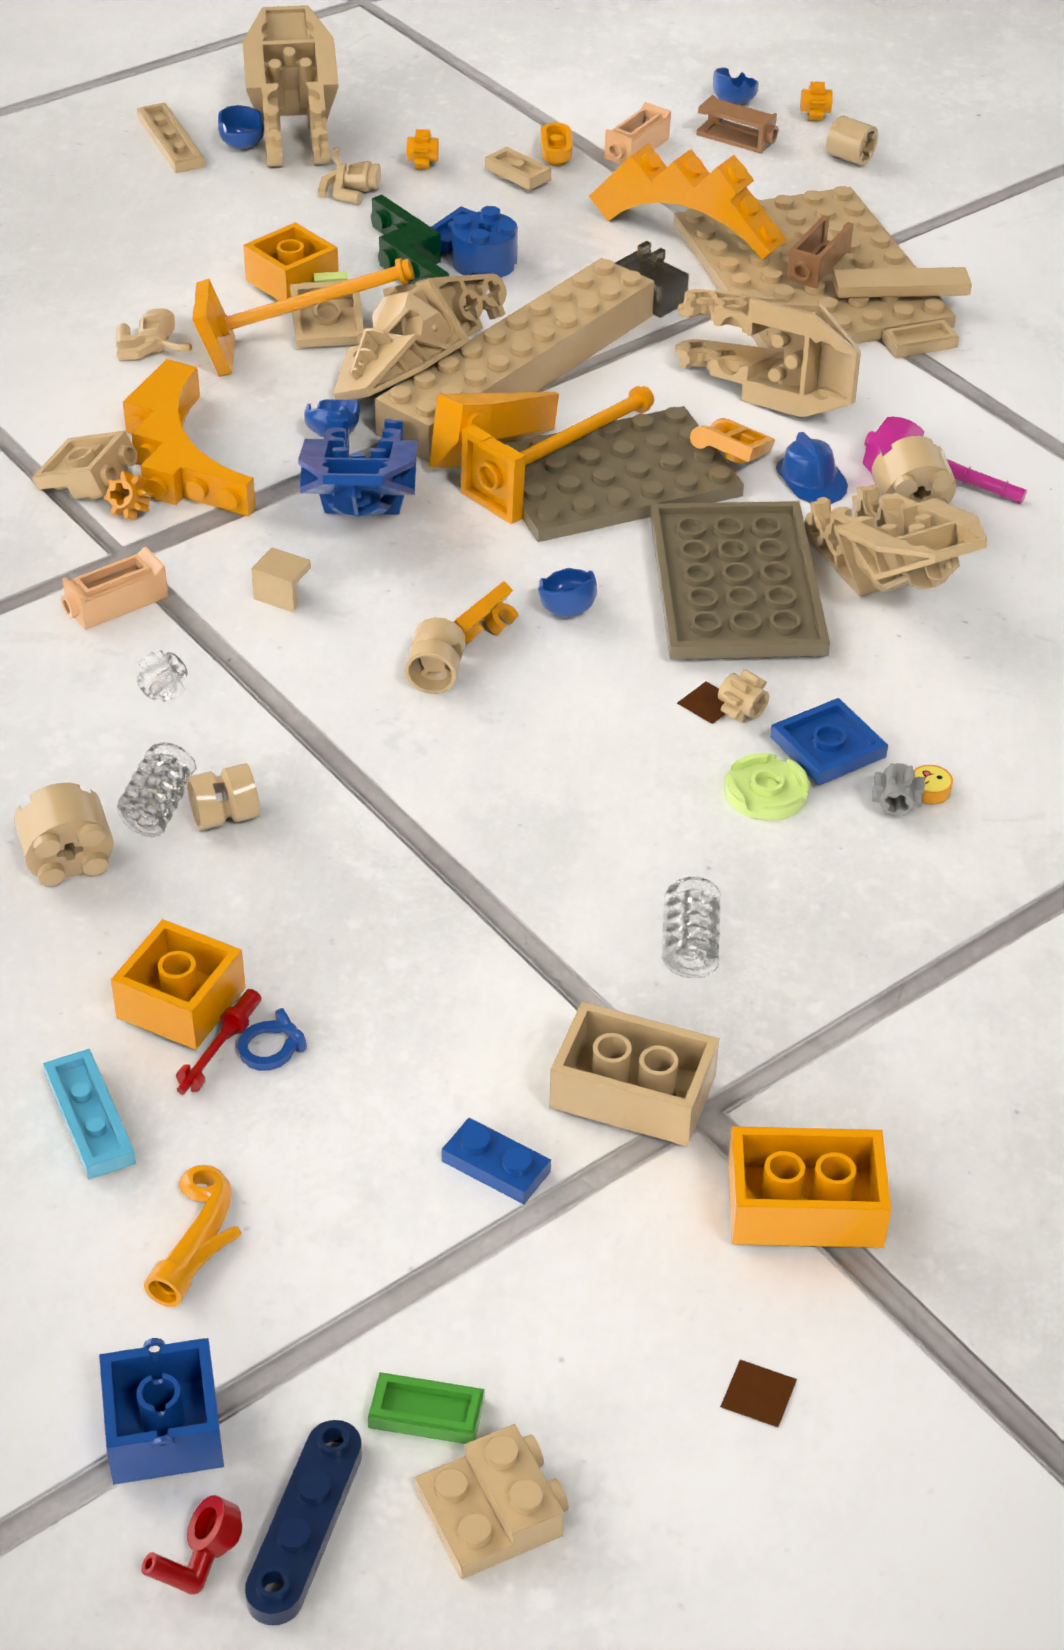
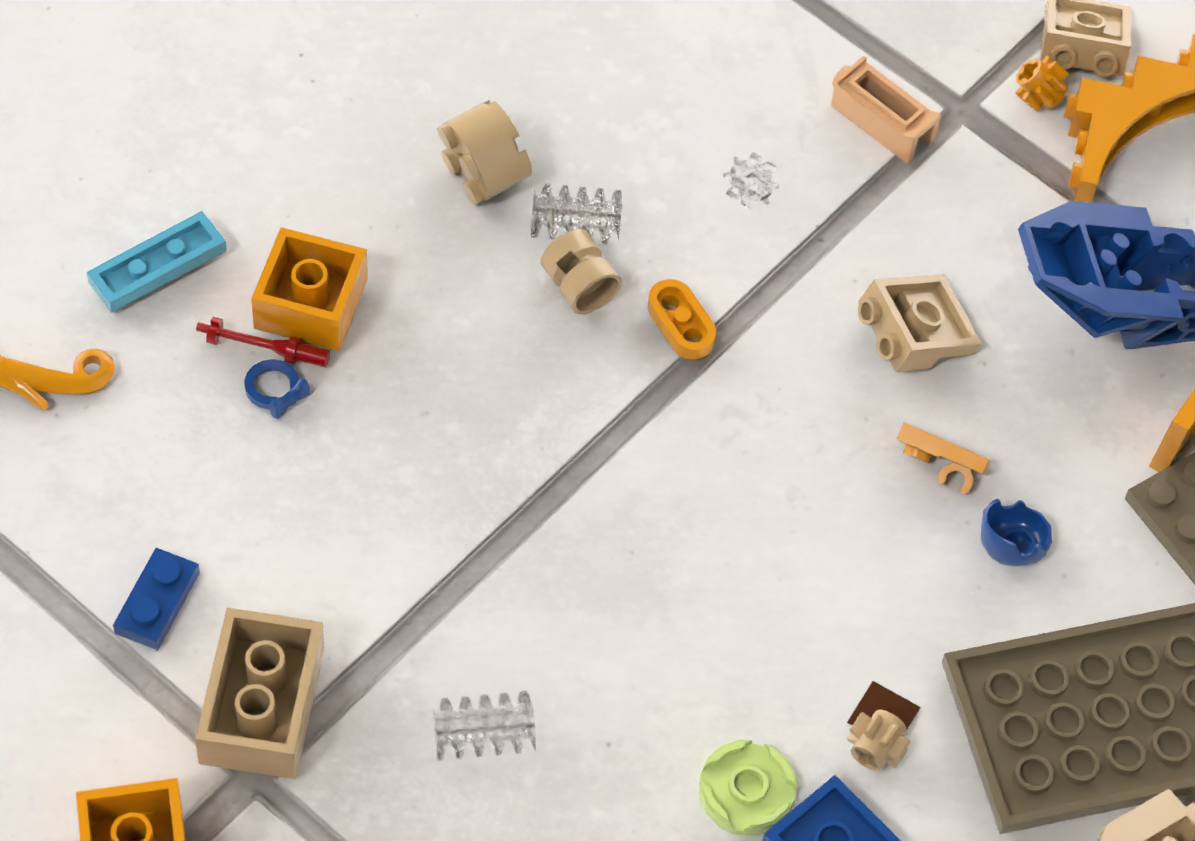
camera: 75 degrees right, 15 degrees up
(277, 578) = (949, 246): tan panel -> none
(292, 747) = (684, 322): none -> light orange plate
(346, 609) = (917, 321): none -> tan plate
(435, 655) = (856, 419): tan wheel -> none

